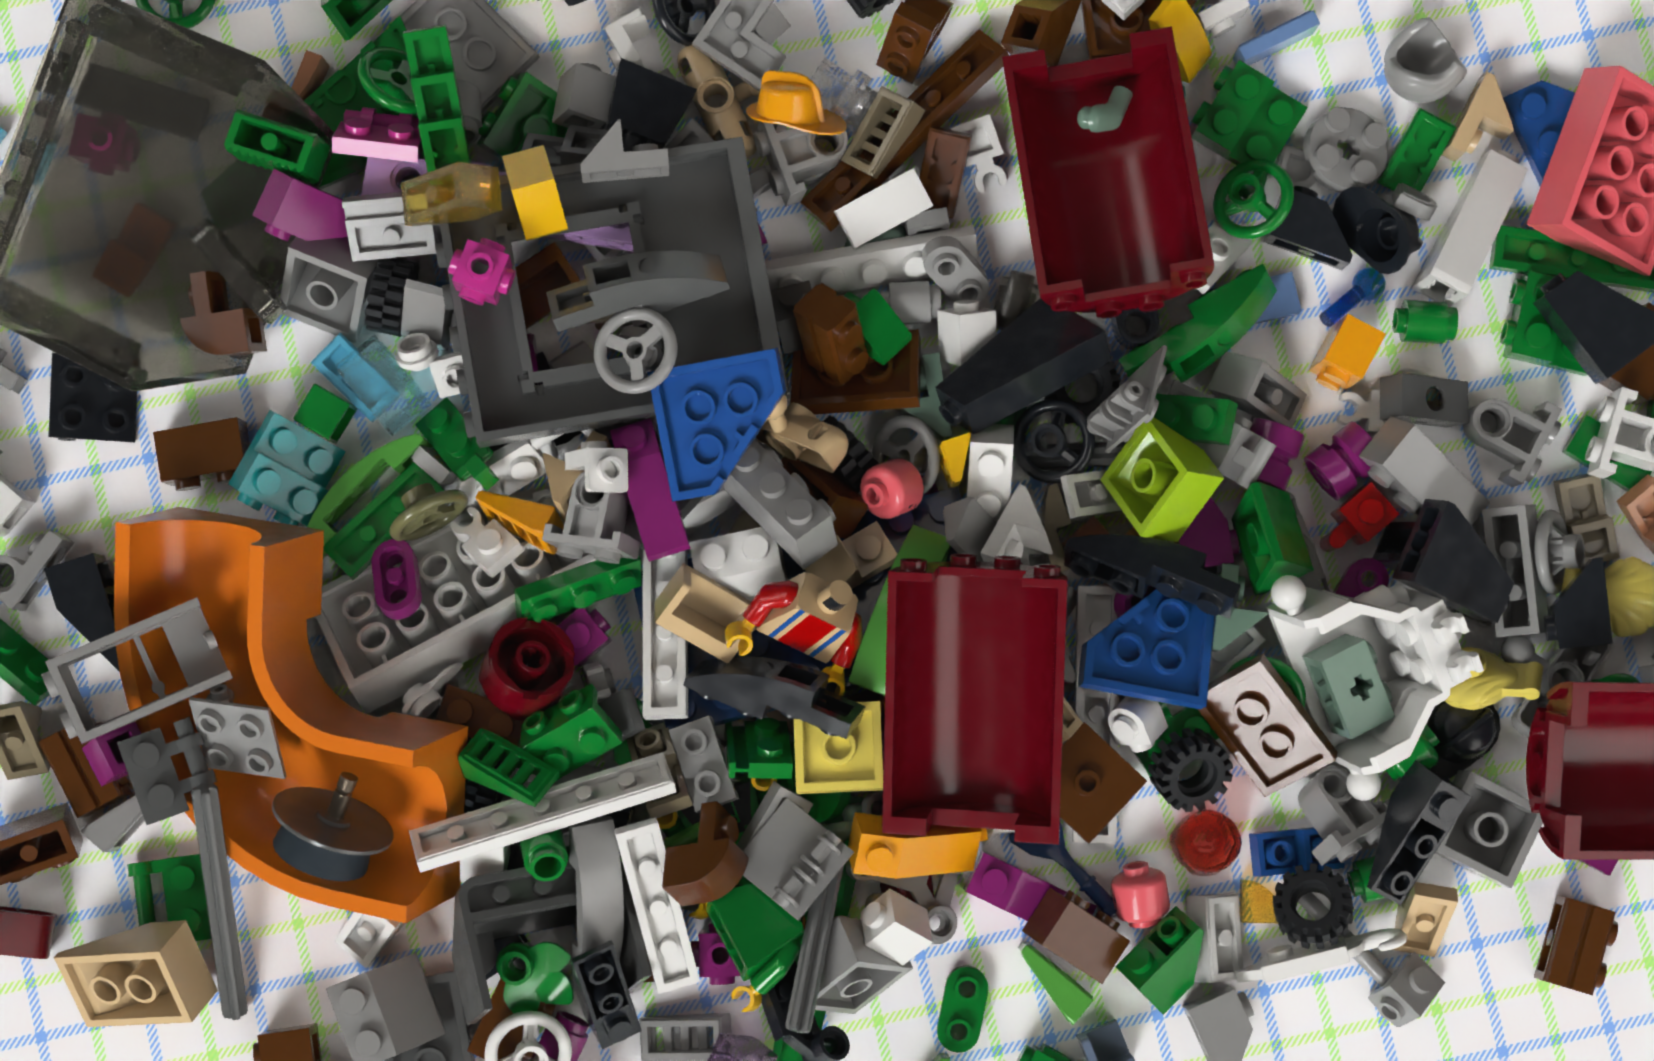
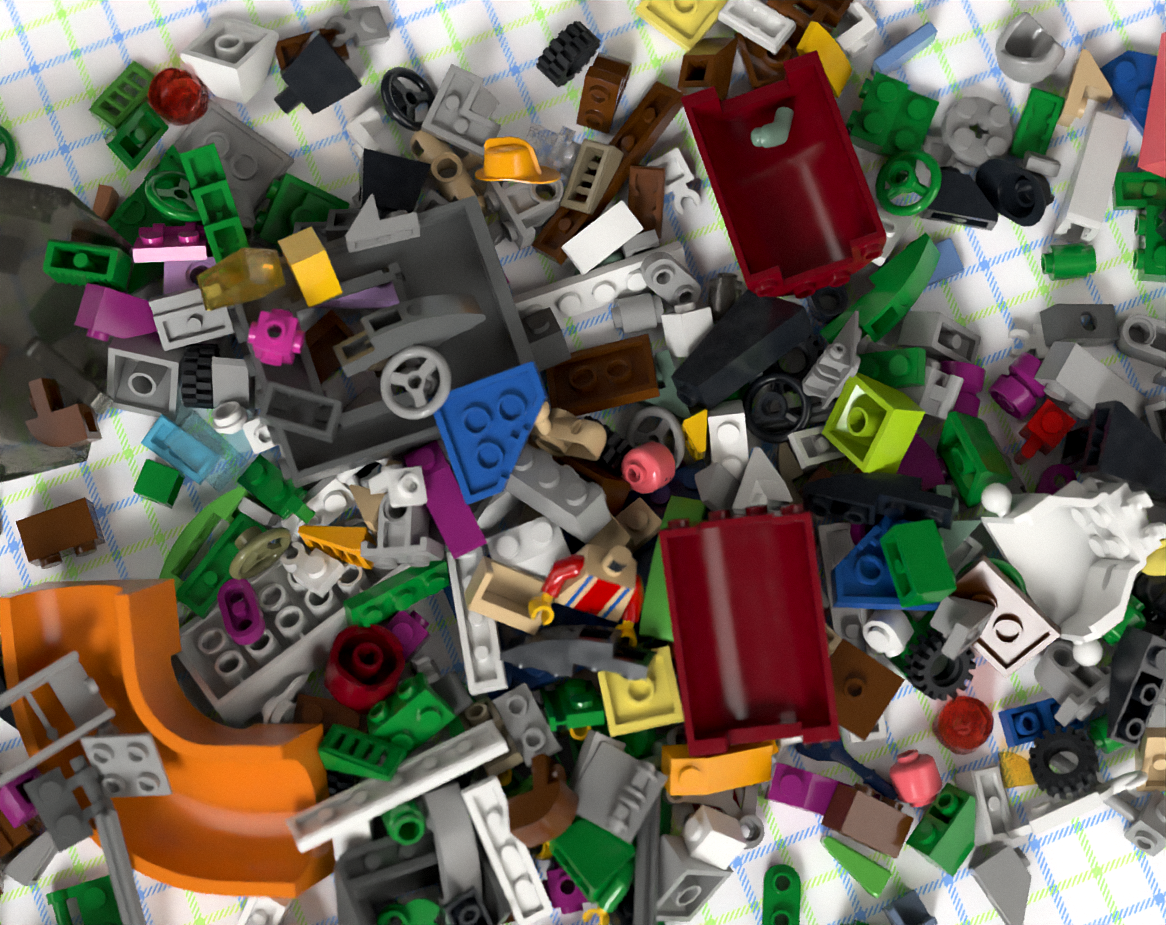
camera: 10 degrees left, 5 degrees down
(286, 470) = (133, 535): teal plate -> none
(329, 830) = (217, 831): dark grey piece -> none
(475, 348) = (282, 399): none -> dark grey piece
(583, 97) = (337, 185): light grey brick -> none
(831, 333) = (576, 346): reddish brown brick -> none
(880, 326) = (604, 336): green slope -> none
(1184, 653) = (918, 563): none -> green brick
(1222, 729) = (960, 623): none -> light grey slope
(1346, 353) = (1008, 296): light orange brick -> none
(1349, 685) = (1060, 571): sand green brick -> none
(1366, 285) = (1014, 239): clear blue bar -> none

